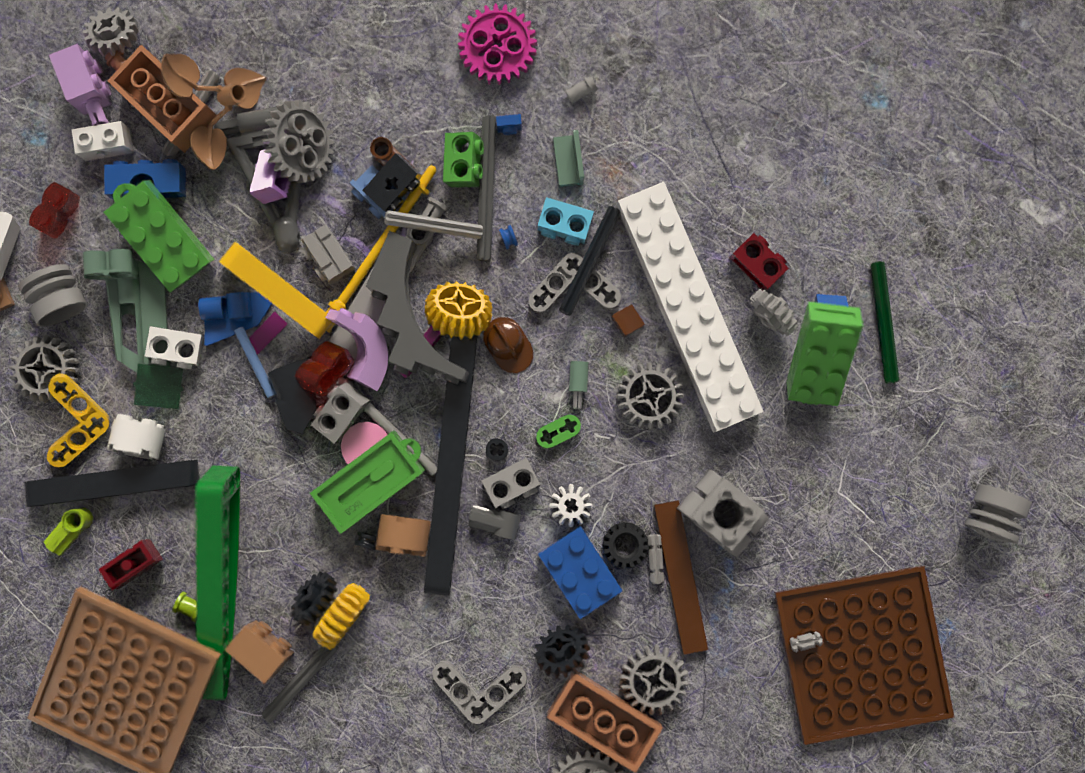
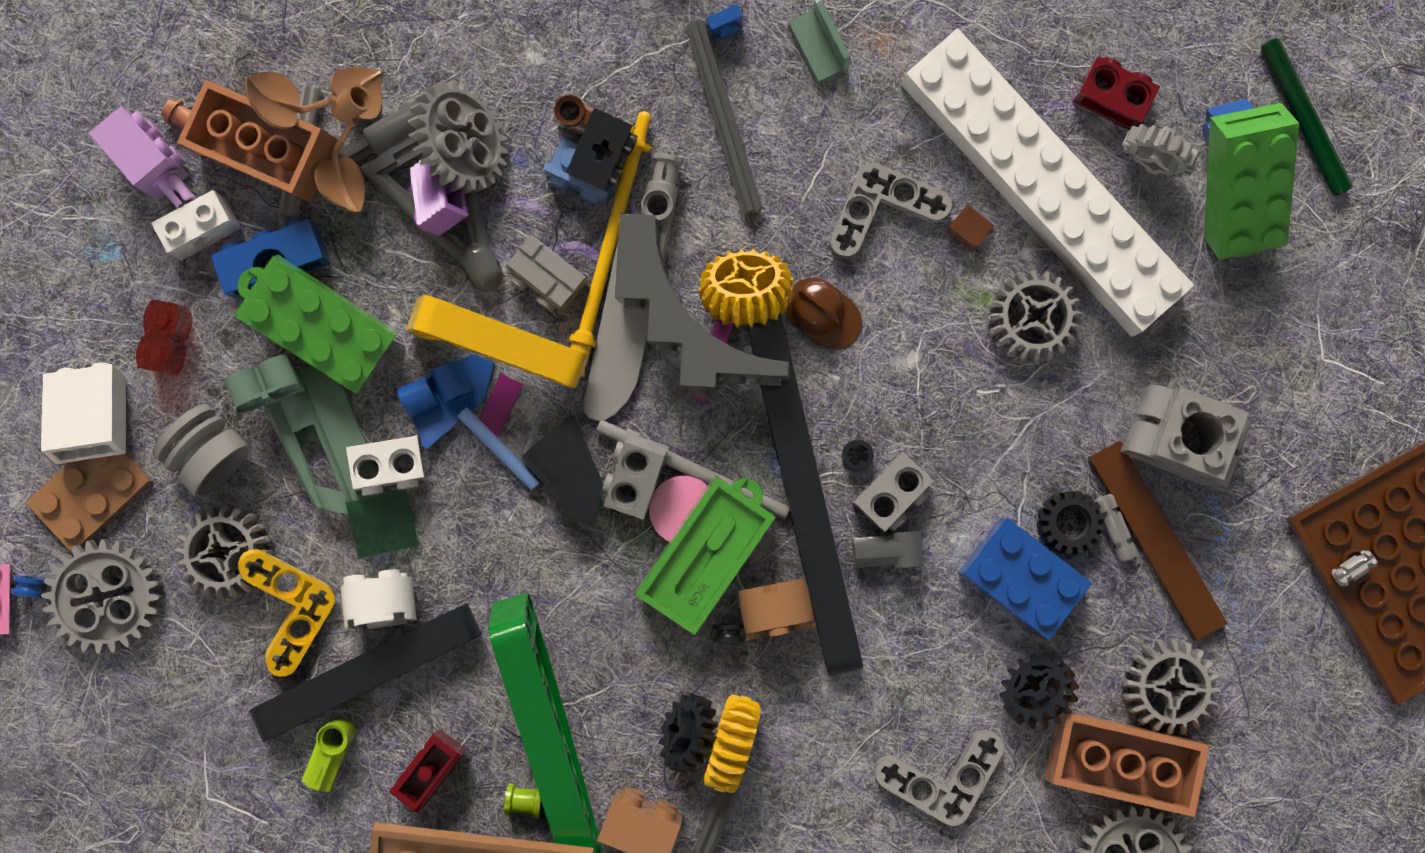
camera: 10 degrees left, 0 degrees up
(110, 31) = (157, 77): light grey gear -> none
(324, 368) = (596, 424): clear red brick -> none
(371, 347) = (648, 377): lavender arch -> none
(433, 224) = (674, 186): light grey axle -> none
(456, 160) = (673, 93): bright green brick -> none
(508, 237) = (775, 171): blue bush -> none
(555, 426) = (936, 409): bright green beam -> none
(562, 508) = (990, 487): white gear -> none
(567, 214) = (842, 116): medium azure brick -> none
(578, 381) = (933, 329): sand green piece -> none
(589, 261) = (894, 166): black axle -> none

